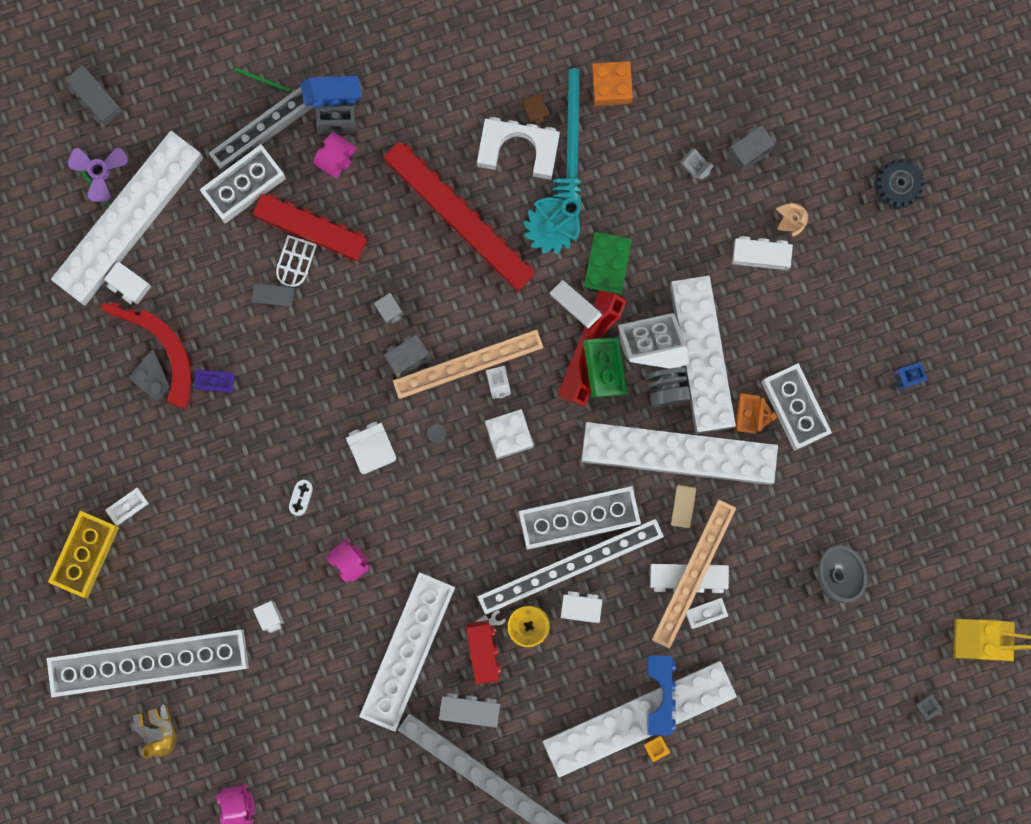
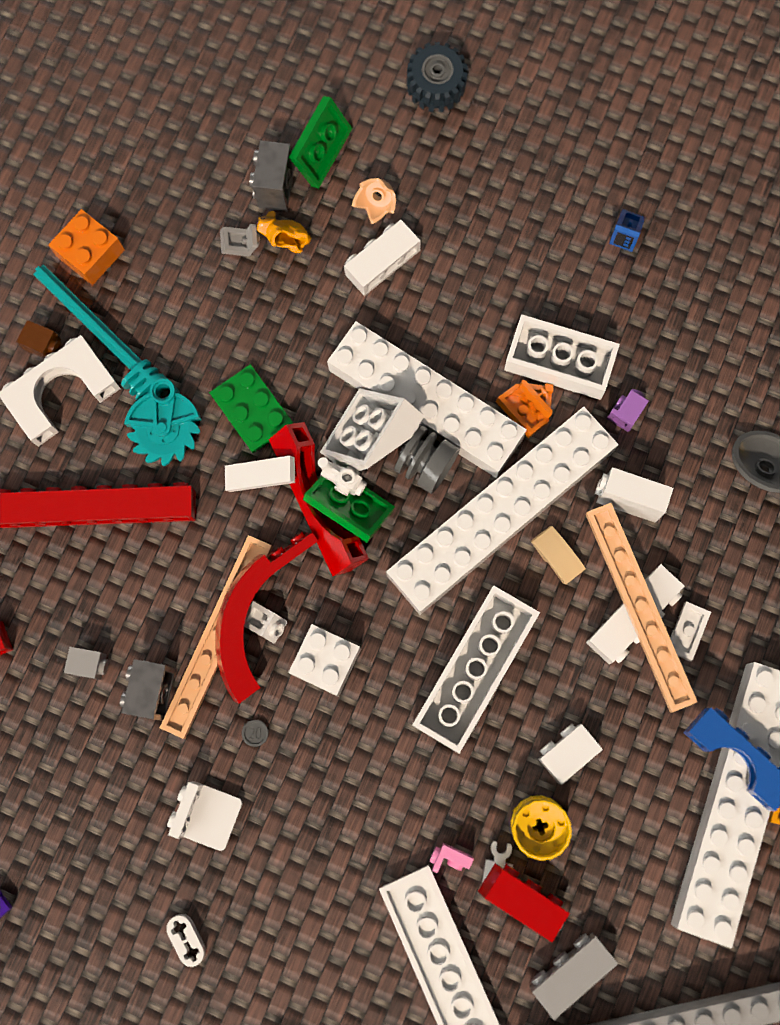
camera: 35 degrees left, 5 degrees down
(348, 560) = (297, 955): dark pink brick -> none
(471, 598) = (456, 858): none -> bright pink bracket
(491, 360) = (233, 612): none -> red arch
(570, 566) = (516, 728): white brick -> none
(615, 353) = (345, 479): none -> white piece
(723, 185) = (283, 232): none -> light orange animal
(753, 516) = (633, 494): none -> white brick
(796, 156) = (320, 142): none -> green plate
(802, 471) = (628, 409): none -> medium lavender brick

